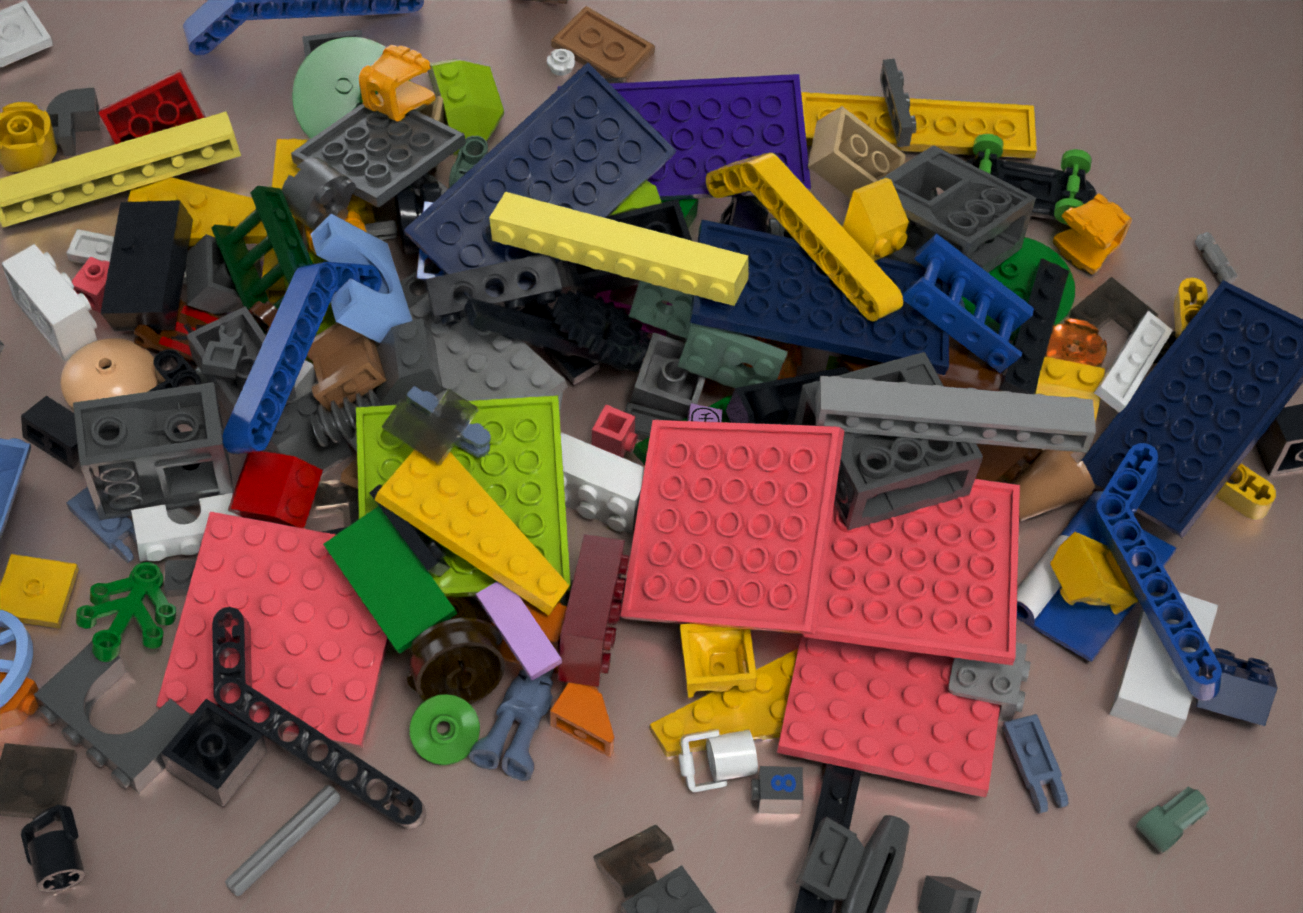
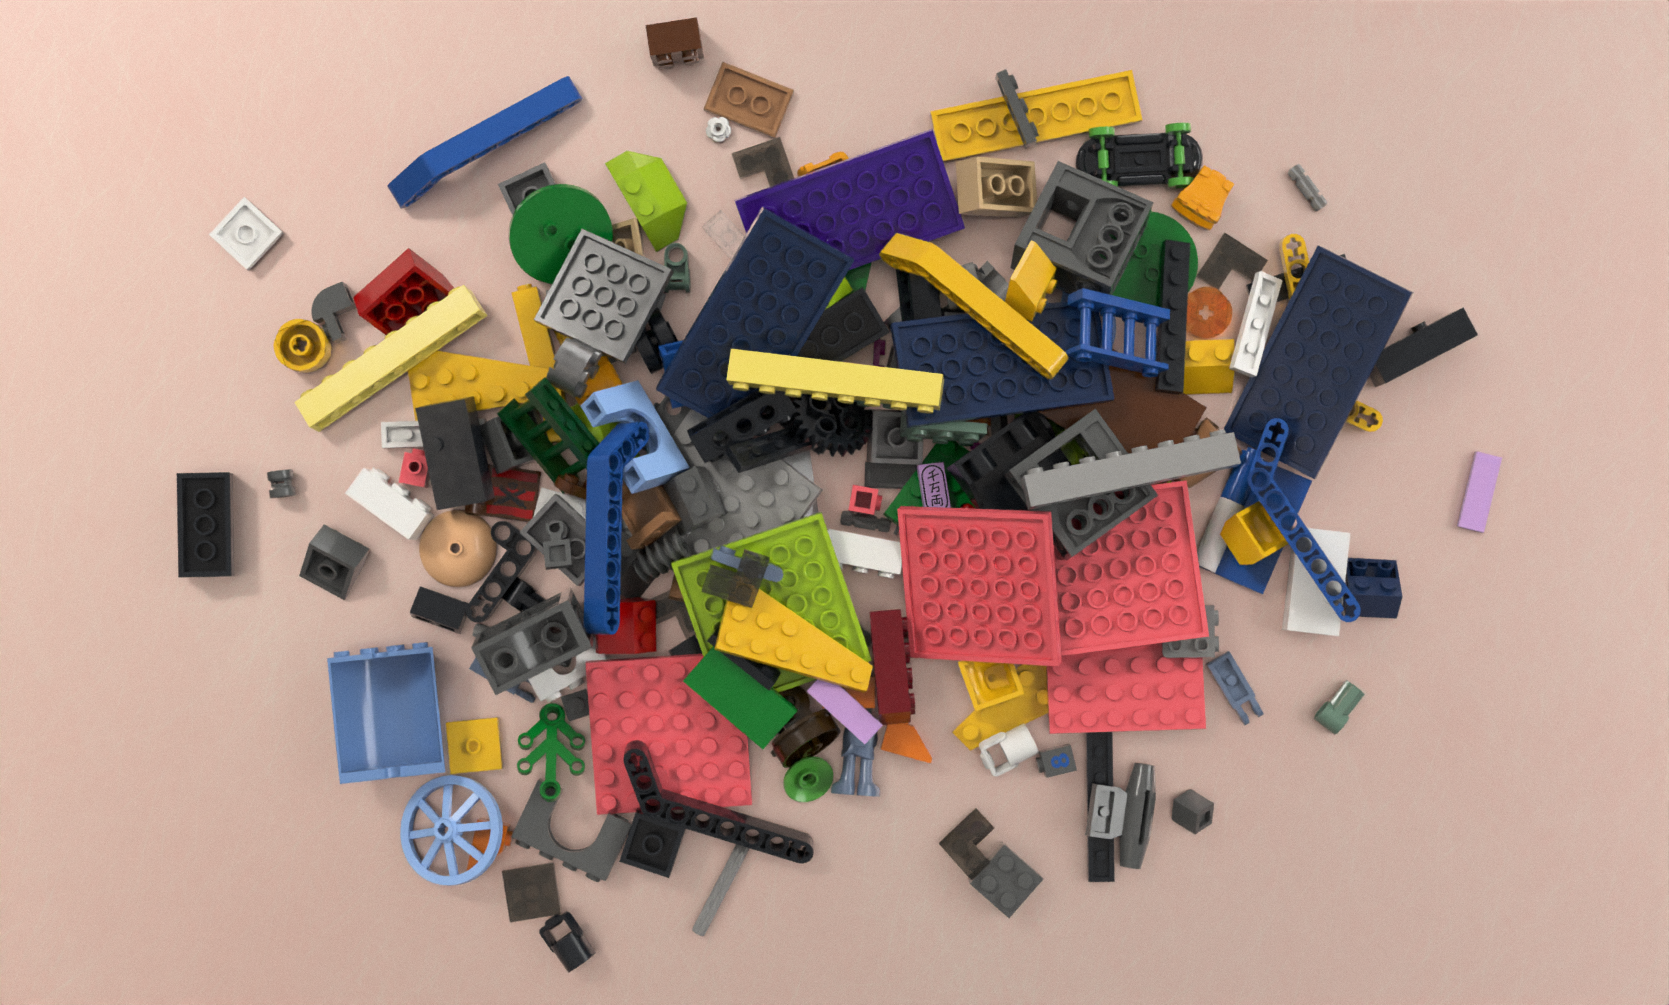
camera: 10 degrees left, 30 degrees up
(391, 80) = (600, 232): light orange piece -> none

